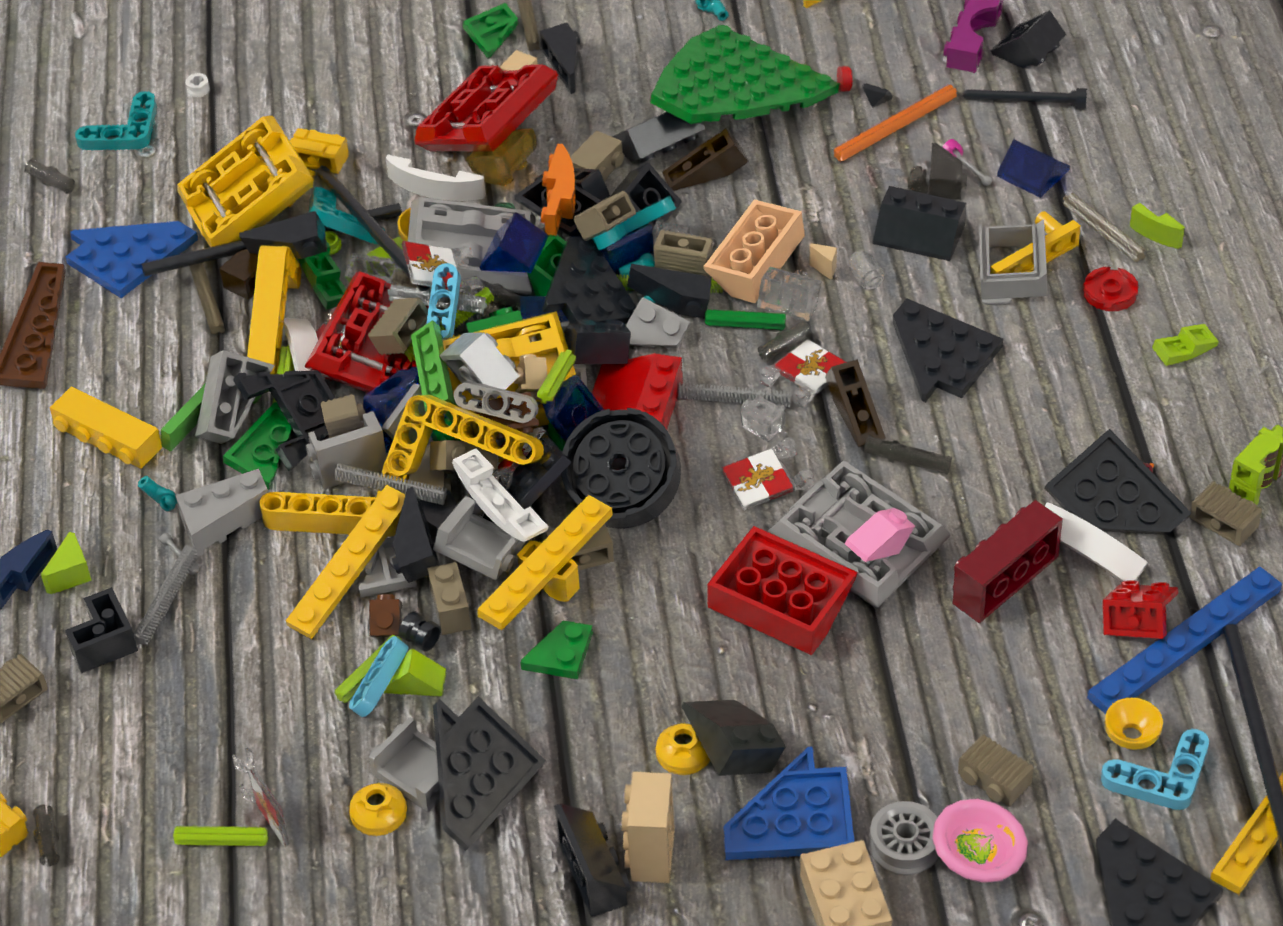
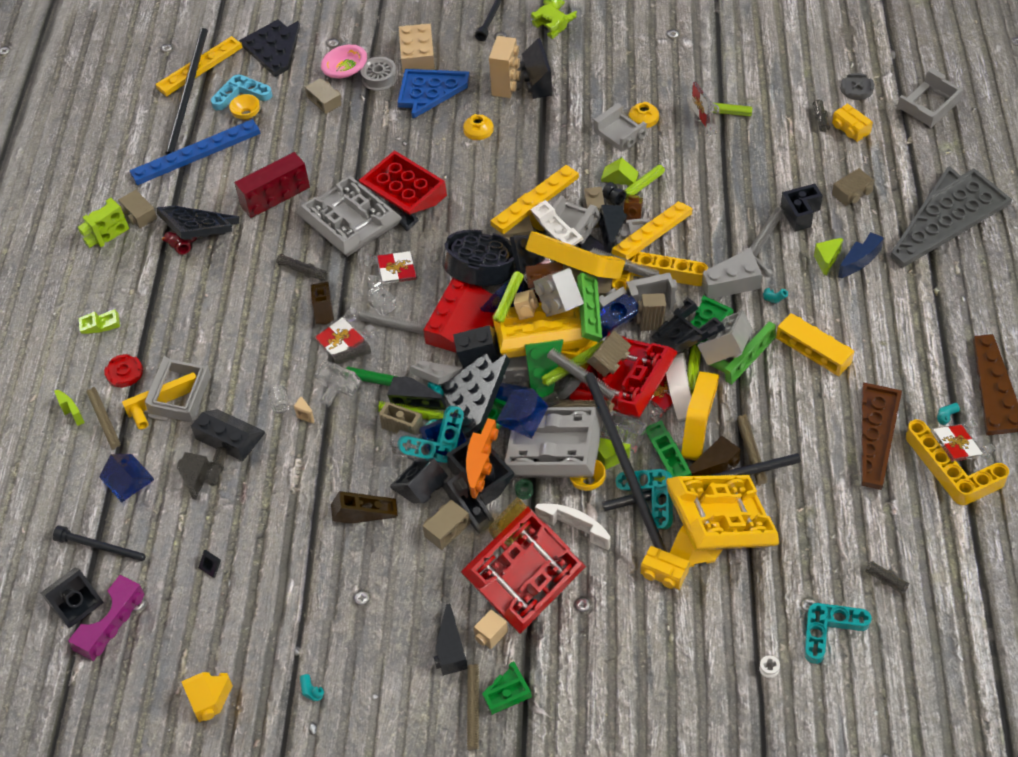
camera: 170 degrees left, 5 degrees up
(115, 253) = (815, 495): blue wing -> none
(301, 233) = (685, 442): black slope -> none
(378, 676) = (632, 168): medium azure beam -> none
(424, 259) = (577, 386): flag -> none
(438, 291) = (576, 353): medium azure beam -> none
(473, 404) = (548, 264): light grey beam -> none
(479, 768) = (587, 113): black wing -> none
(560, 651) = (530, 179): green wing -> none
(604, 215) = (451, 427): dark tan brick -> none
(656, 134) = (392, 547): slope -> none
(735, 76) = (318, 576): green wing -> none
(735, 736) = (450, 118): pearl dark grey slope -> none
(758, 240) = (348, 414): light nougat slope -> none
(845, 78) = (230, 580): red tile -> none
(881, 535) = (339, 189): bright pink slope -> none
(895, 123) = (206, 534): orange axle -> none
(942, 349) = (251, 340): black wing -> none
(956, 149) = (179, 494): hinge -> none
(1099, 546) = (233, 205): white slope -> none
(1137, 609) = (209, 162): red bracket -> none

